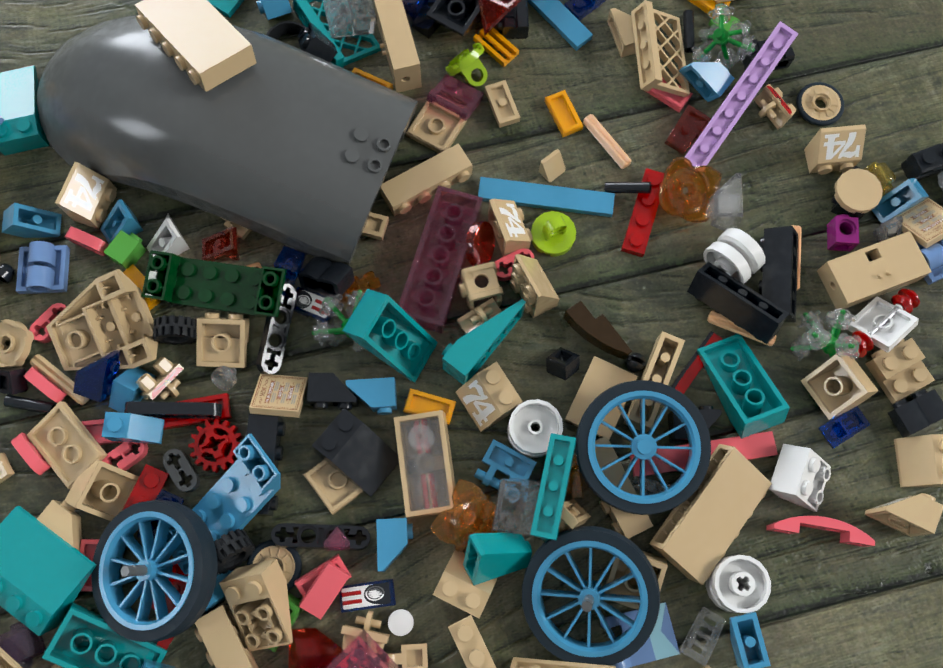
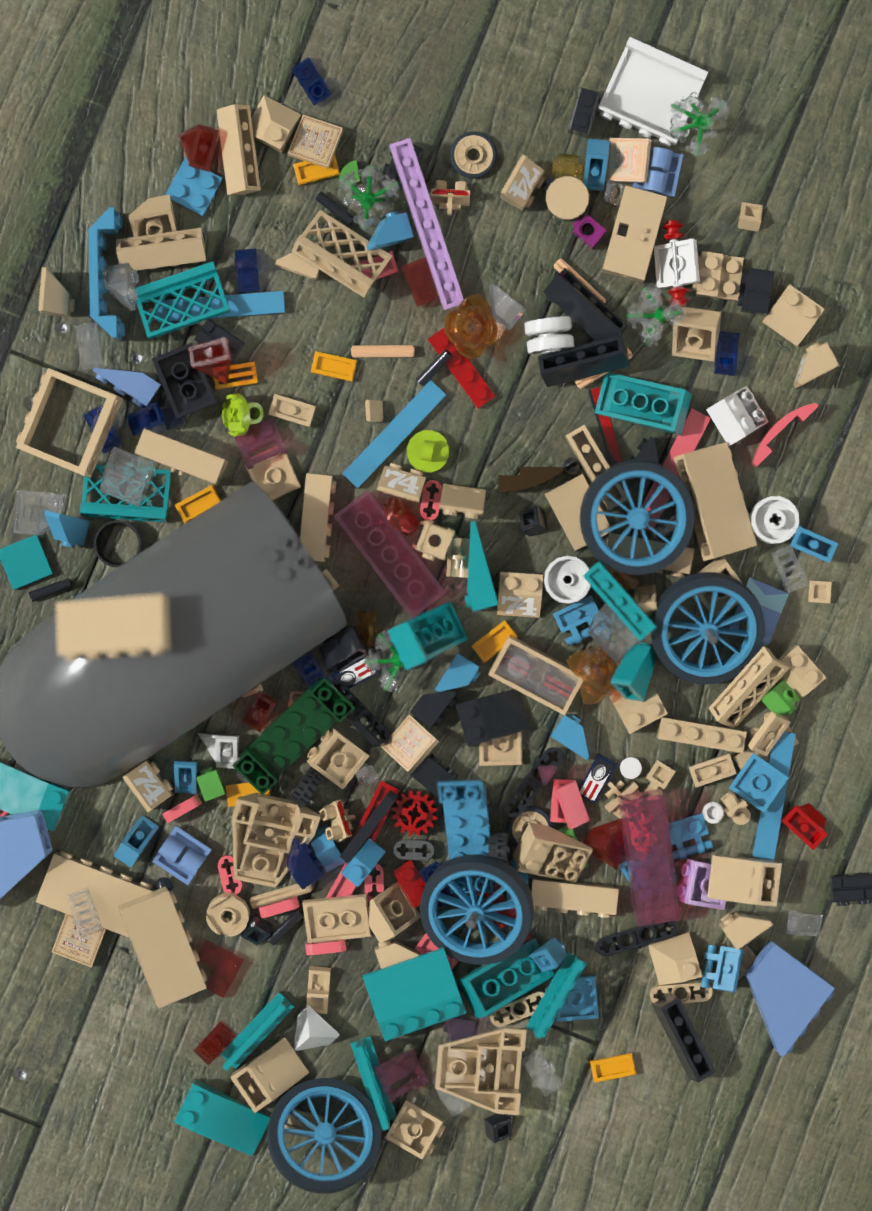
camera: 50 degrees left, 15 degrees up
(316, 43) = (145, 527): black slope -> none

